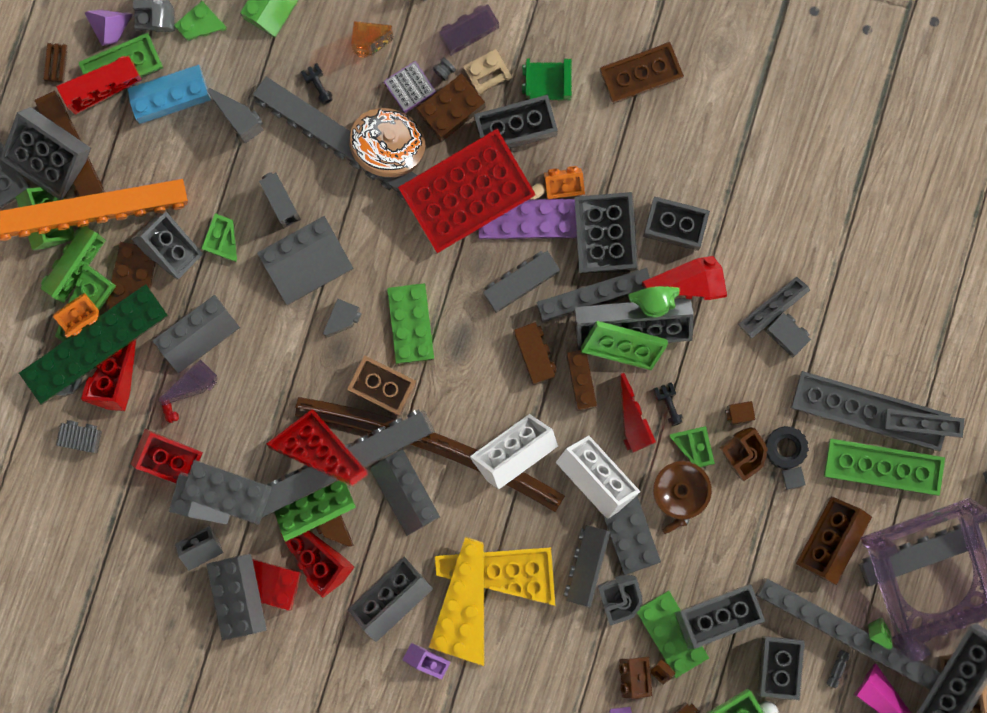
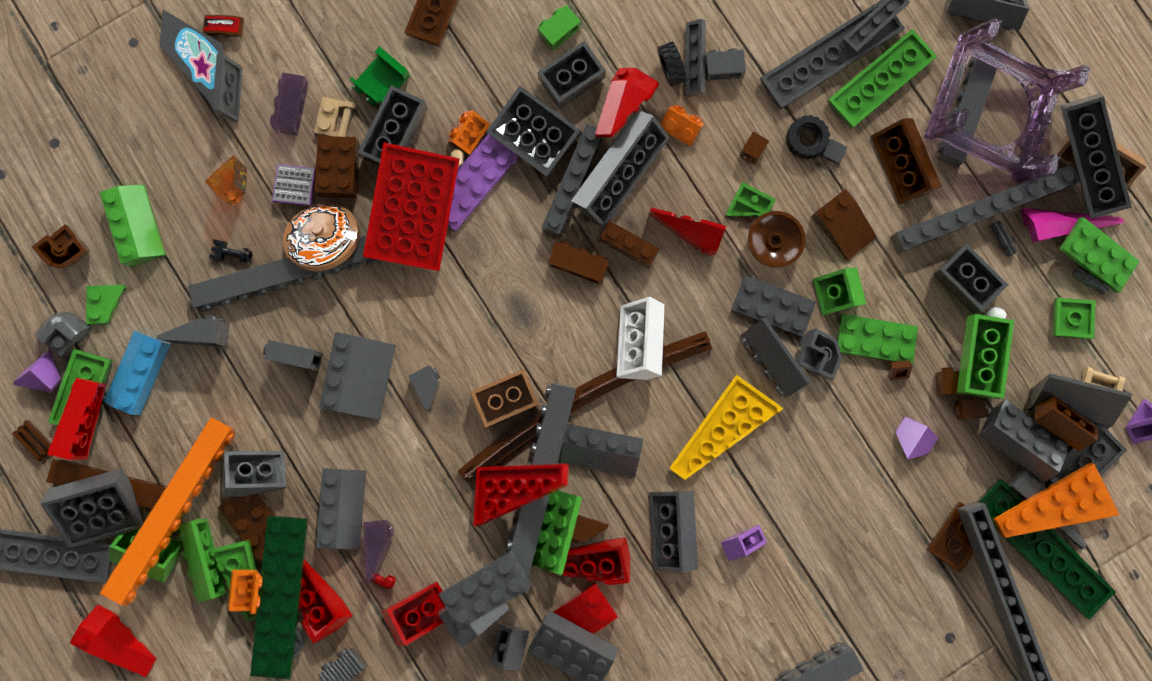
camera: 50 degrees left, 0 degrees up
(221, 238) = (283, 426): bright green wing -> none
(410, 323) = (475, 337): bright green plate -> none
(444, 69) = (303, 147): dark grey wheel -> none
(462, 614) = (731, 485): yellow wing -> none
(521, 281) = (515, 226): dark grey brick -> none
(597, 476) = (713, 294): white slope -> none
(624, 345) = (631, 189): bright green plate -> none
(635, 677) = (887, 394): reddish brown bracket -> none
(655, 300) = (618, 135): bright green hat -> none
(666, 396) = (694, 192): black hinge -> none
(675, 524) = (796, 268): reddish brown piece -> none
(684, 573) = (839, 291): none -> bright green slope
(706, 181) = (559, 27): none -> bright green brick
(711, 341) = (681, 125): none -> orange bracket
(719, 617) = (896, 291): dark grey brick -> none
(741, 534) = (844, 224): none -> reddish brown slope
(745, 453) = (787, 169): reddish brown brick -> none
(751, 293) = (671, 64): none -> black tyre
(880, 633) = (1005, 184): bright green slope -> none

